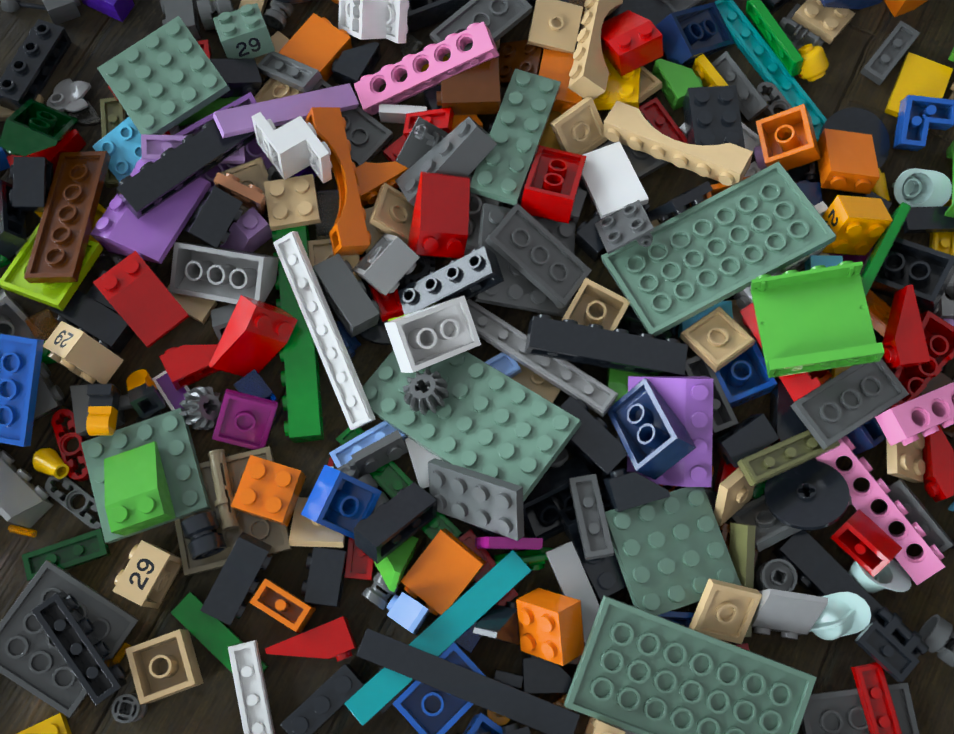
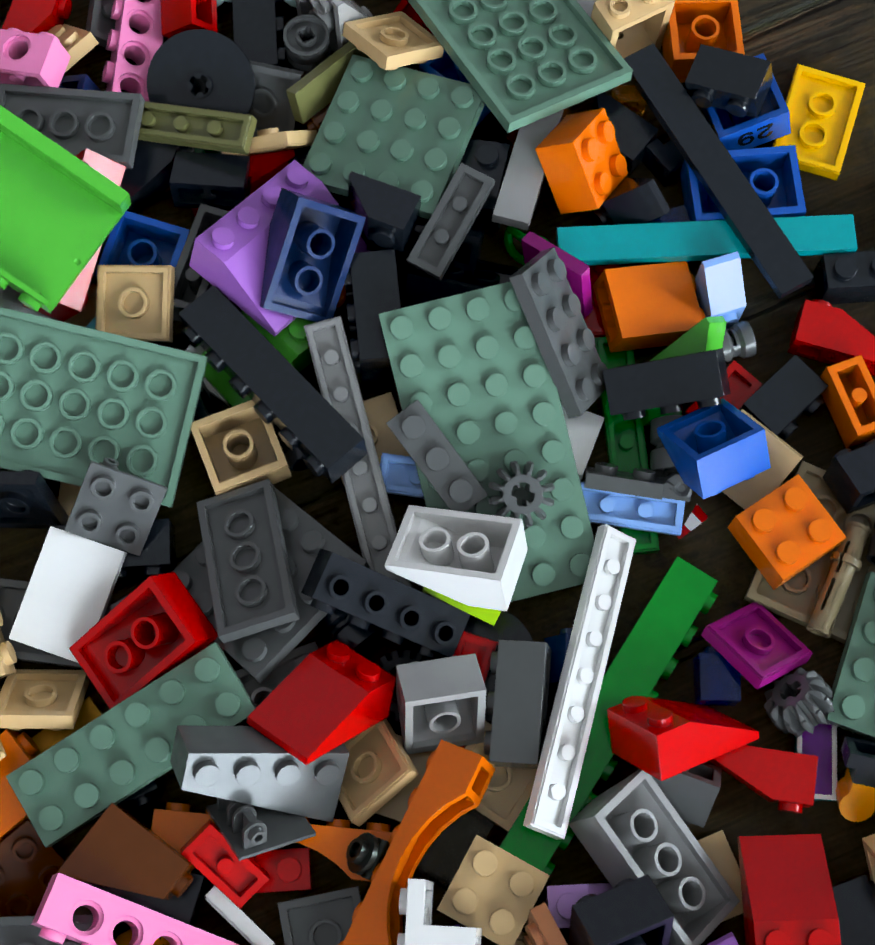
camera: 140 degrees left, 0 degrees up
(365, 173) = (365, 854): none -> pearl dark grey plate
(485, 375) = (436, 458): none -> dark grey plate

